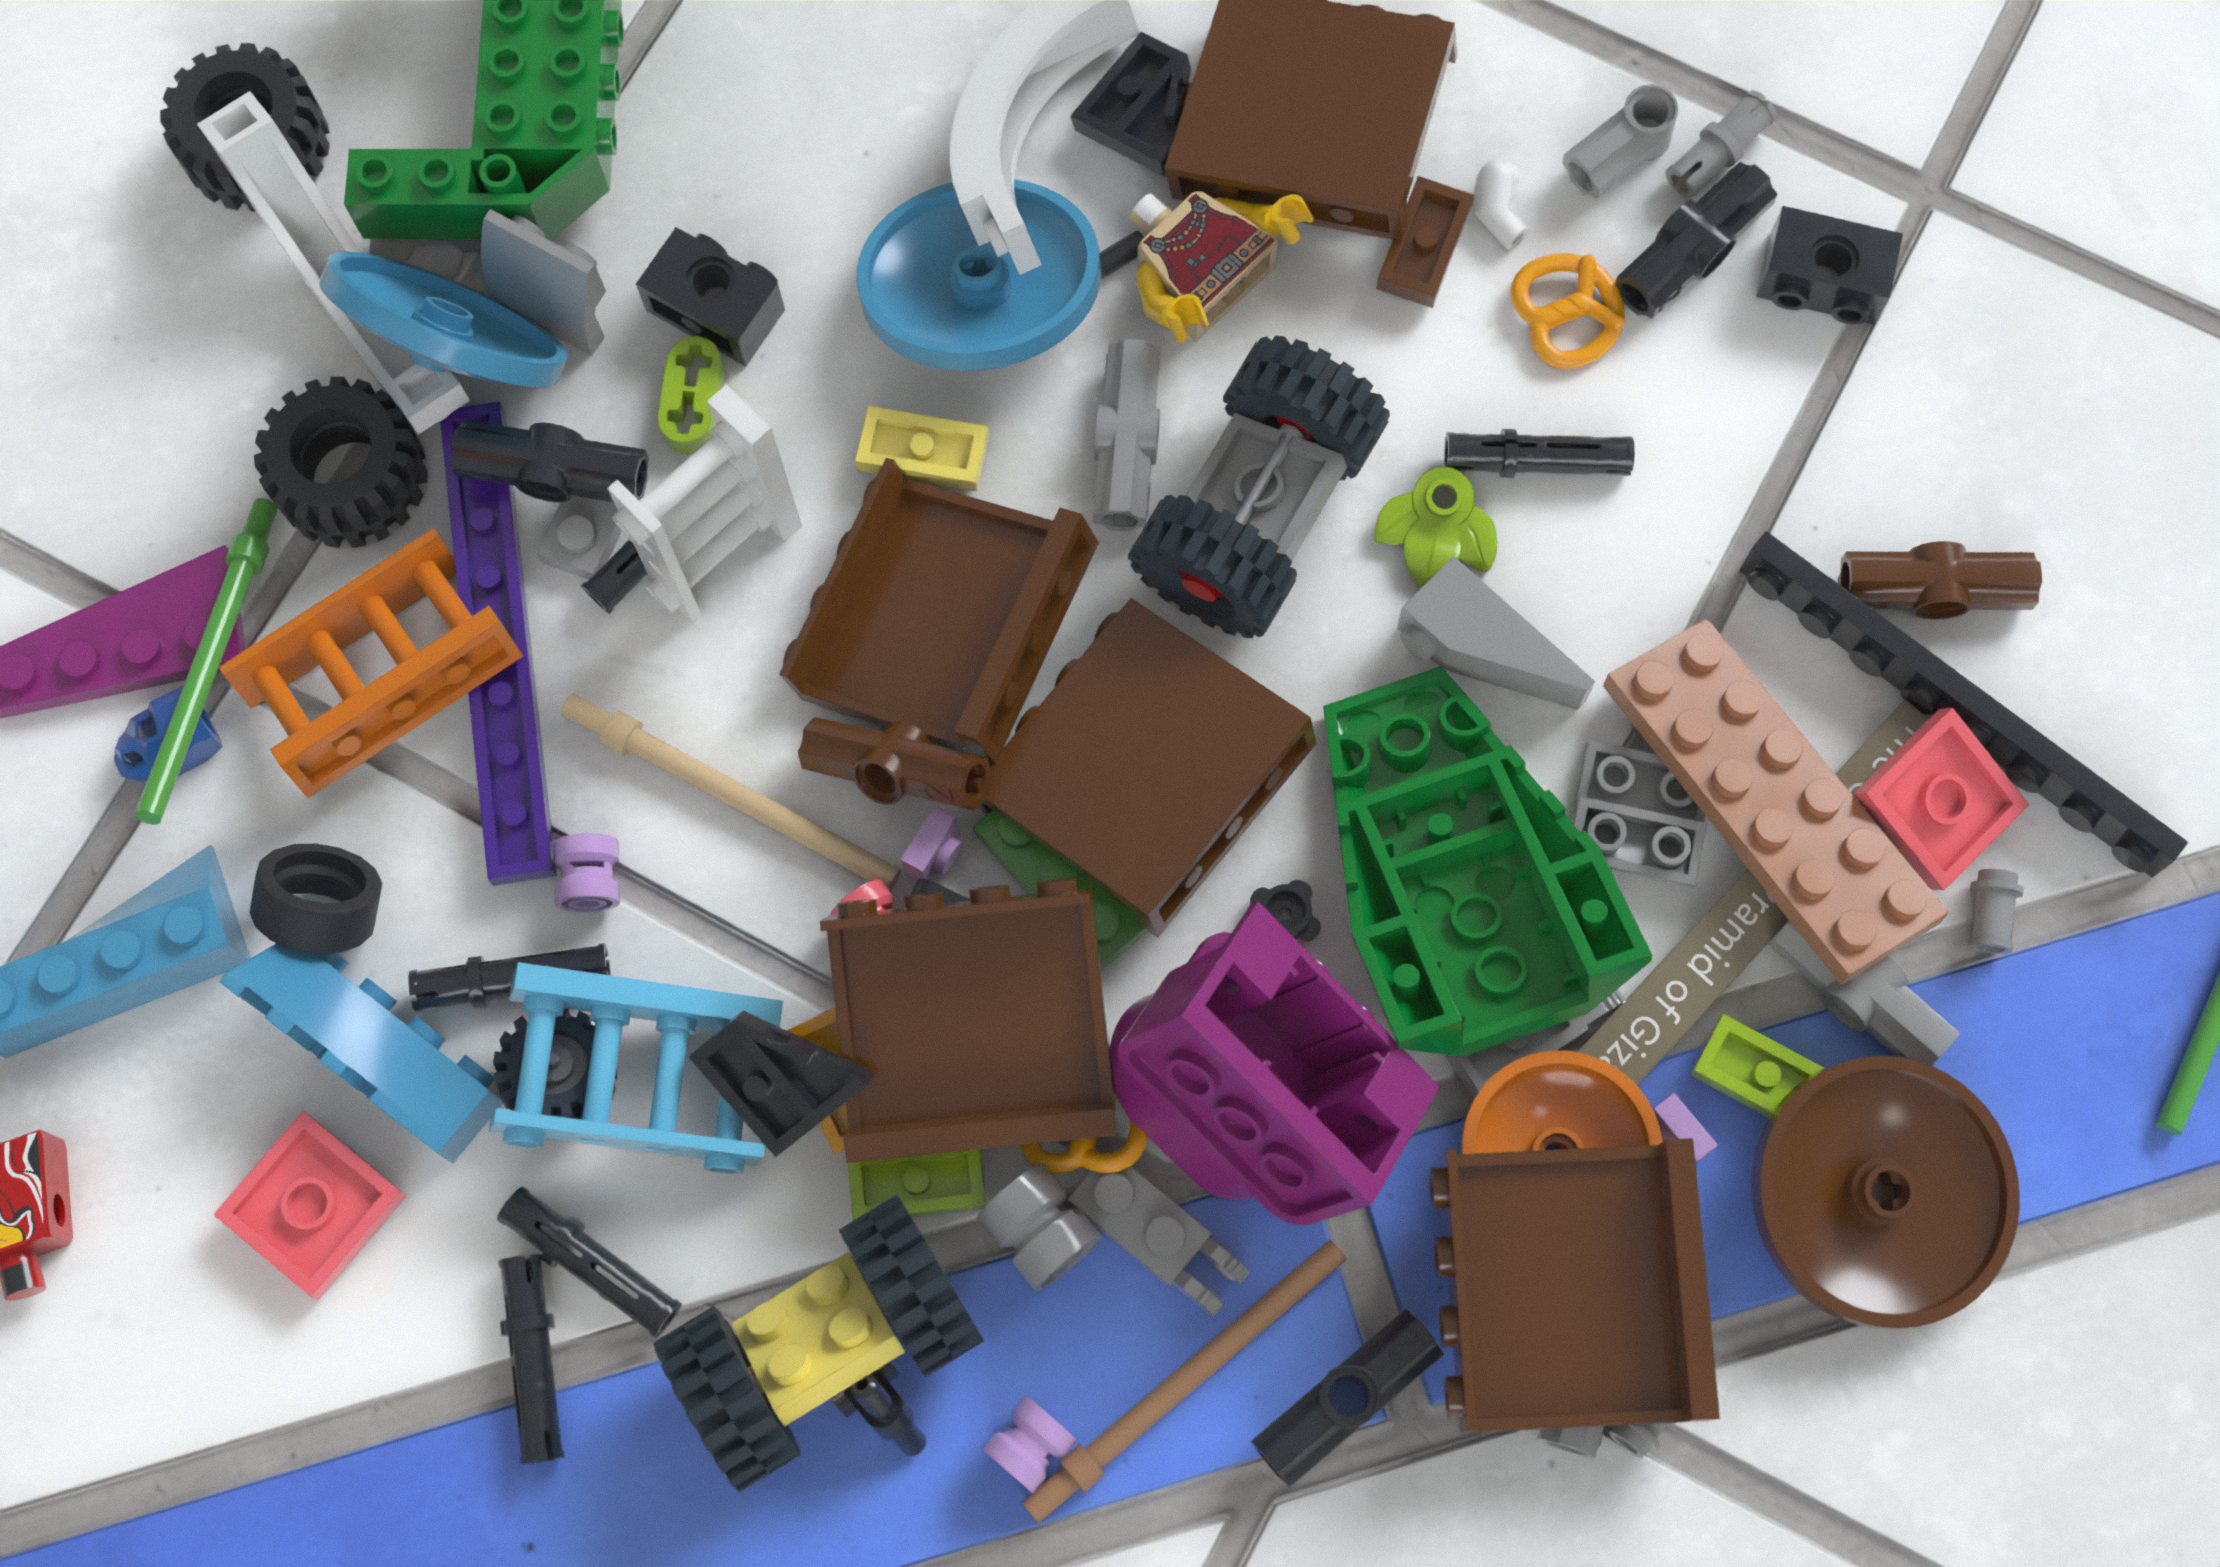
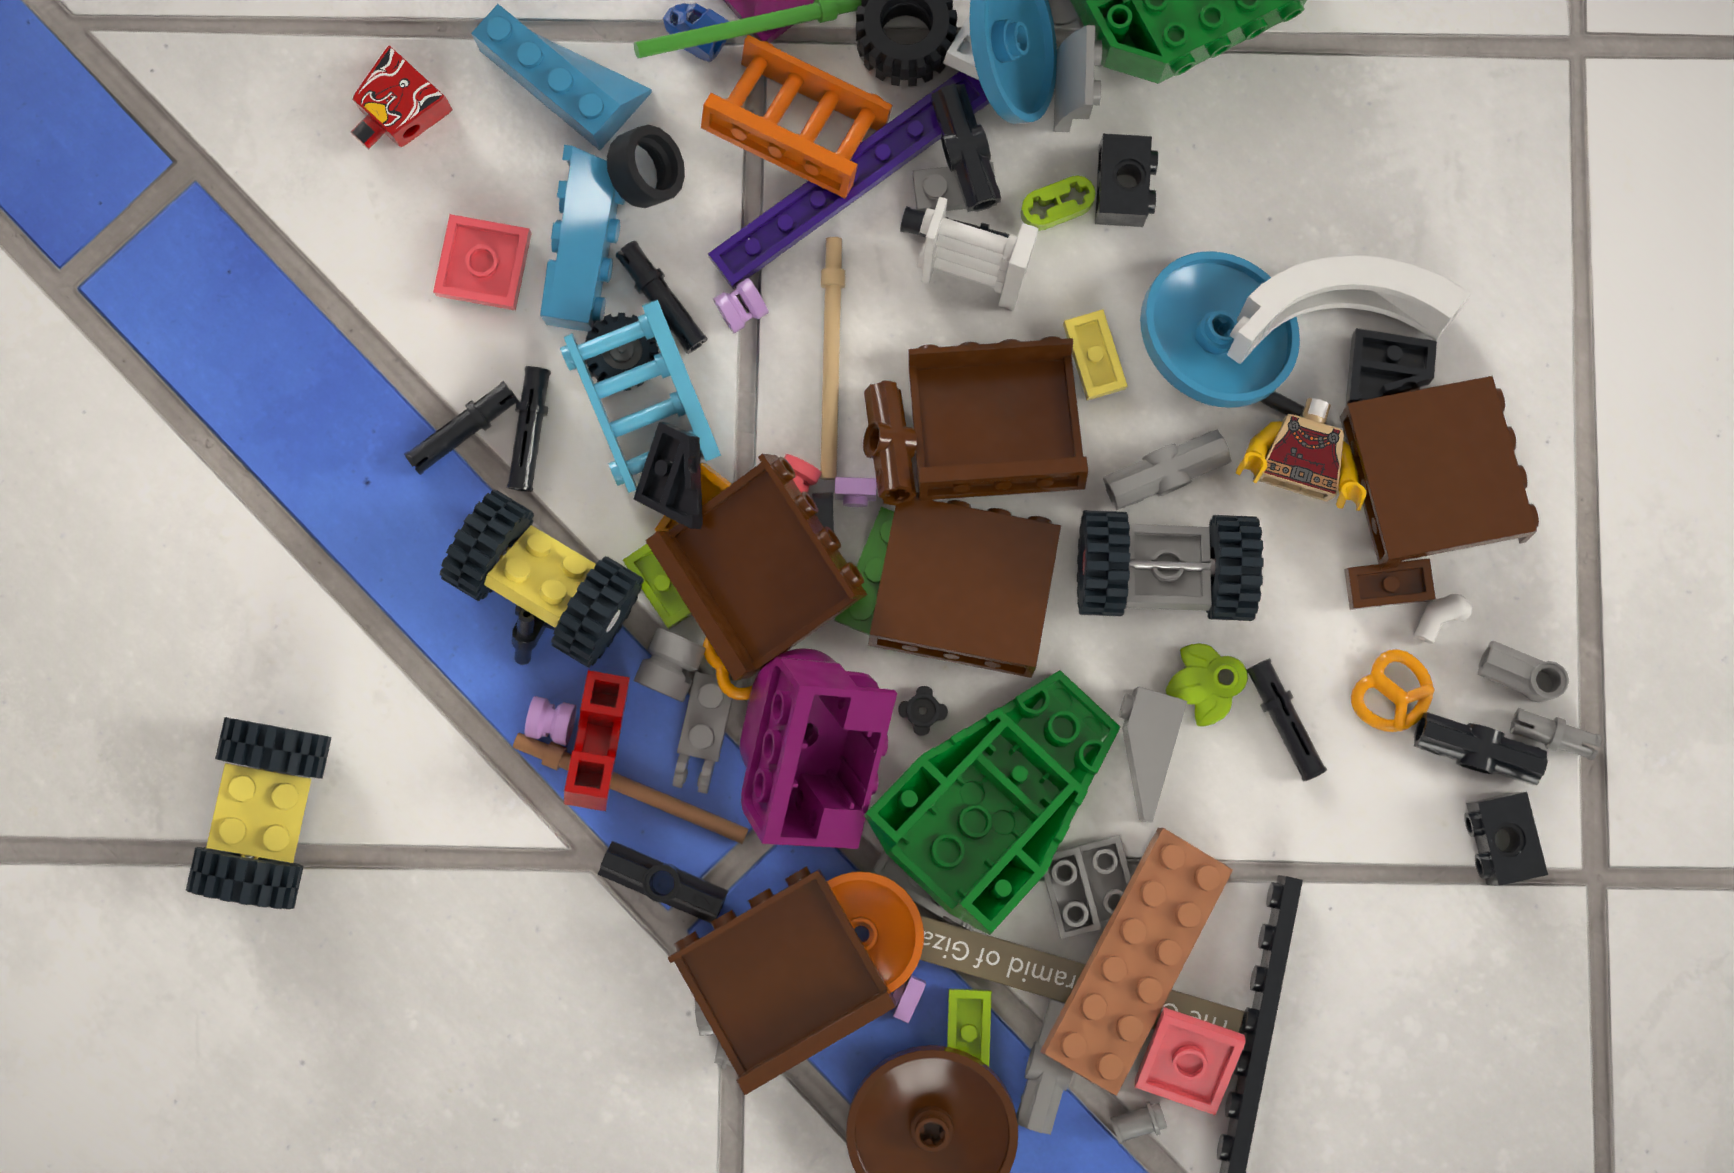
camera: 60 degrees right, 10 degrees up
(1118, 1403) = (596, 741): none -> red arch
(1942, 579) = (1332, 999): reddish brown piece -> none

